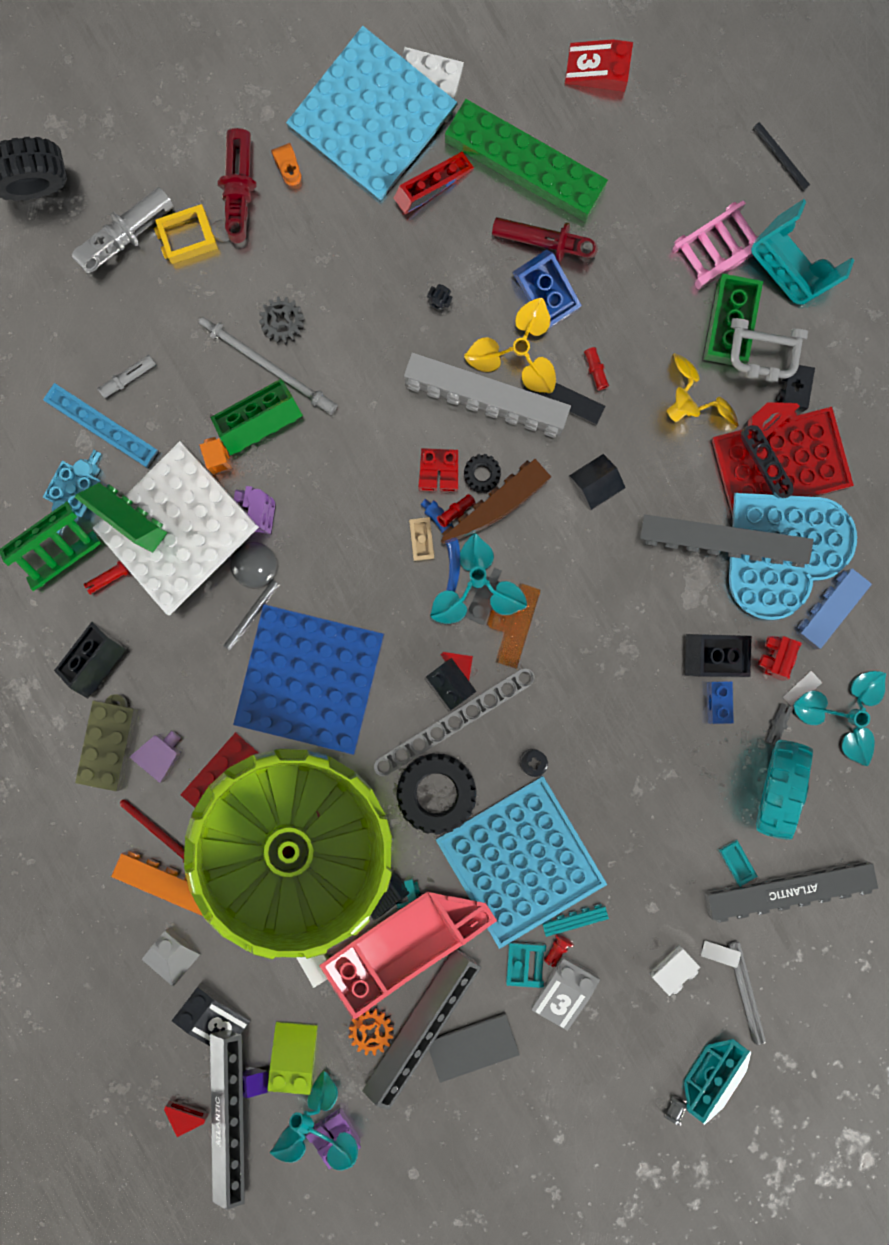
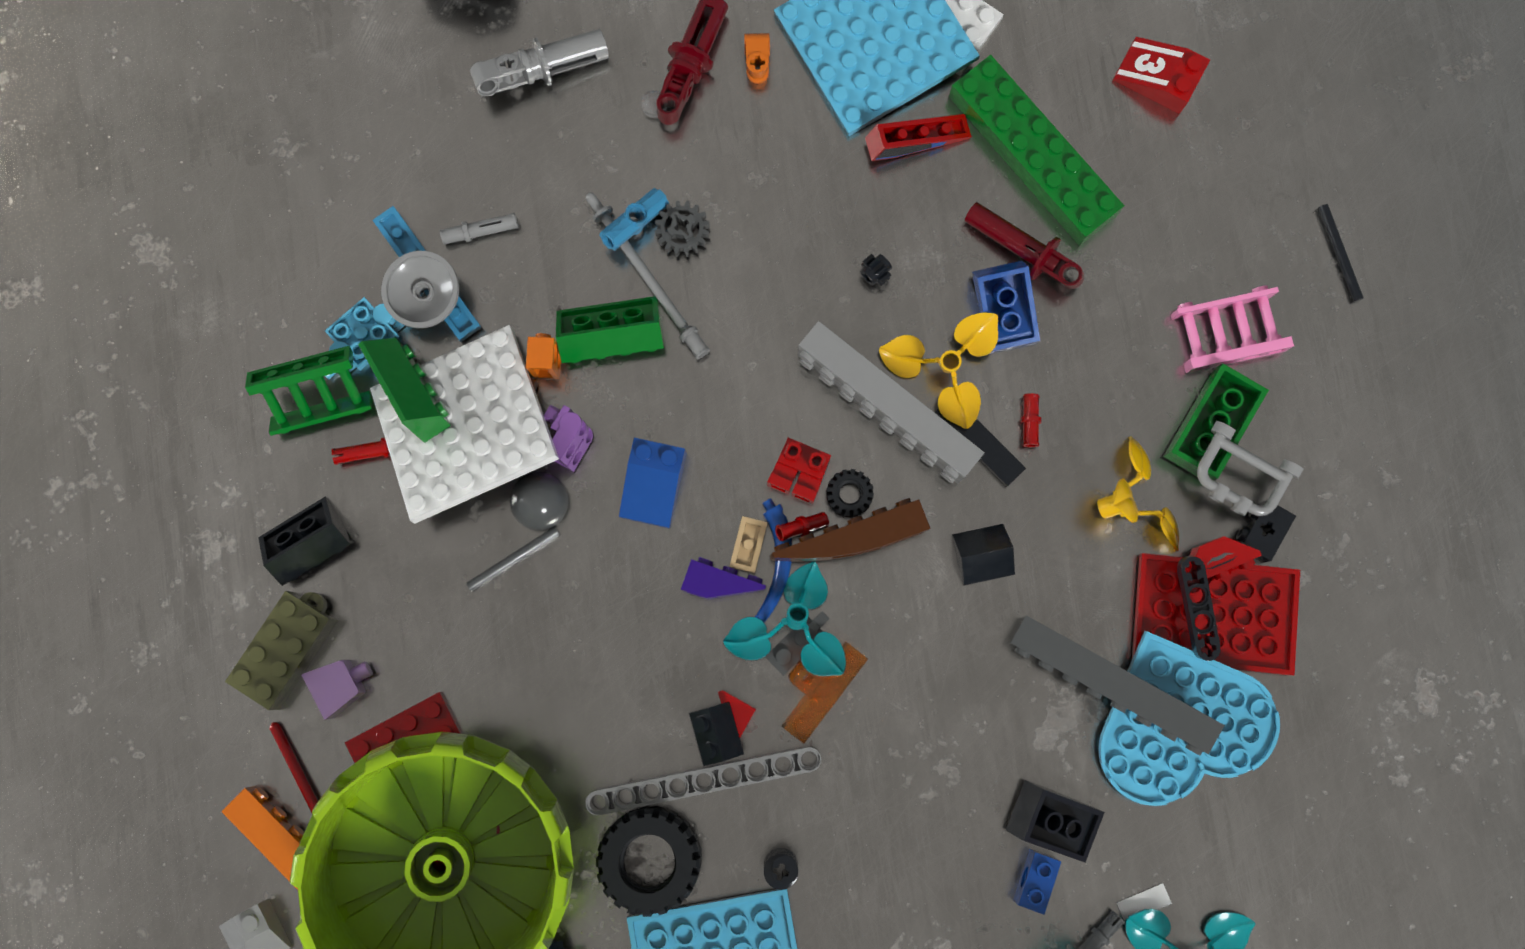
camera: 25 degrees right, 5 degrees down
(89, 438) = (408, 279): none -> light grey dish
(190, 251) = (605, 113): yellow window -> none
(237, 335) = (624, 227): none -> dark azure piece
(308, 679) = (550, 662): blue plate -> none
(332, 519) = (652, 482): none -> blue slope
(404, 577) = (714, 583): none -> dark purple slope
(783, 657) = (1135, 855): red hips -> none
(789, 265) = (1306, 384): teal windscreen -> none
(833, 609) = (1217, 817): medium blue brick -> none

